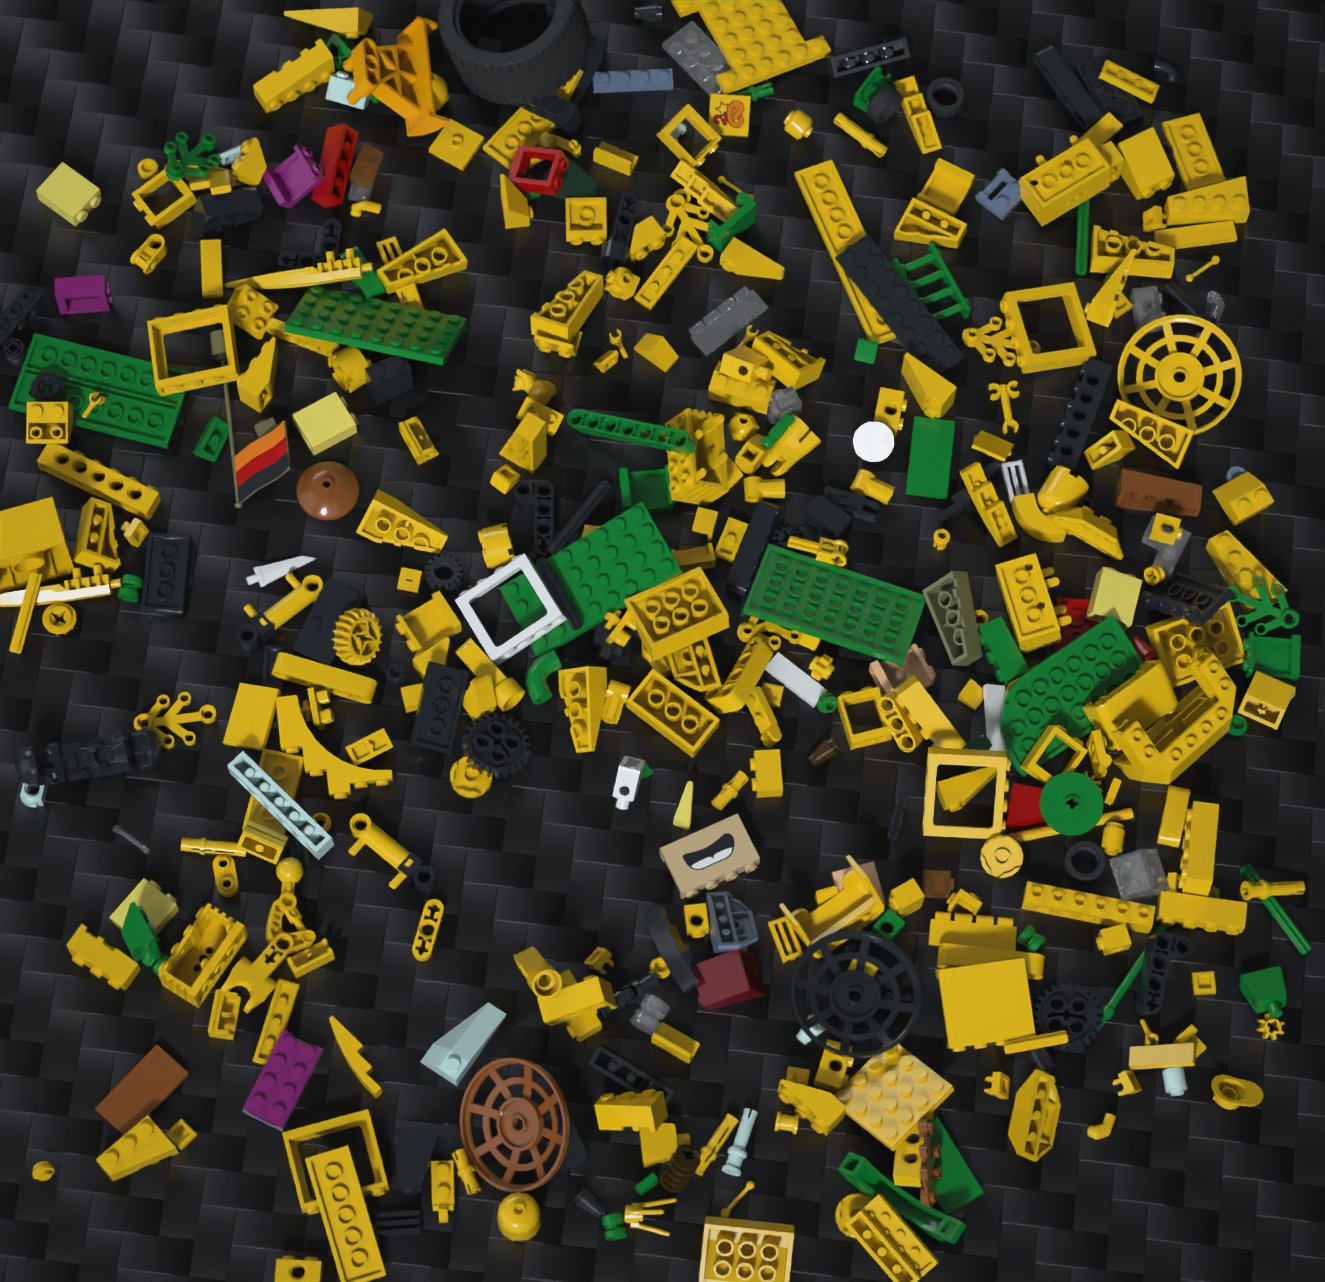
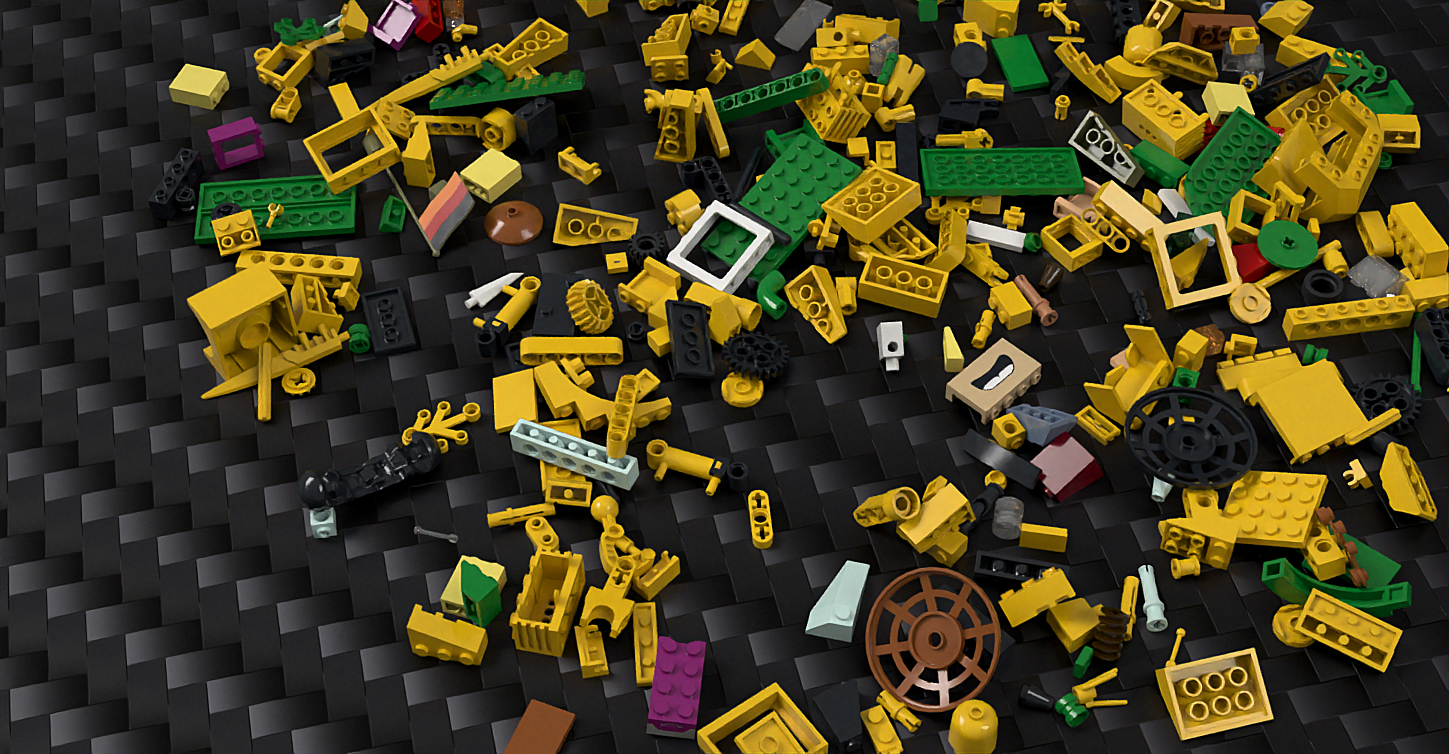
camera: 15 degrees left, 20 degrees down
(155, 960) = (501, 625): green wheel -> none
(335, 794) = (622, 417): none -> yellow beam
(351, 1050) = (732, 640): yellow slope -> none
(505, 478) = (667, 172): yellow slope -> none
(569, 439) = (713, 124): none -> yellow beam
(796, 782) = (1039, 305): none -> nougat pin
(1012, 464) = (1096, 59): white tile -> none
(1113, 939) = (1385, 334): yellow brick -> none

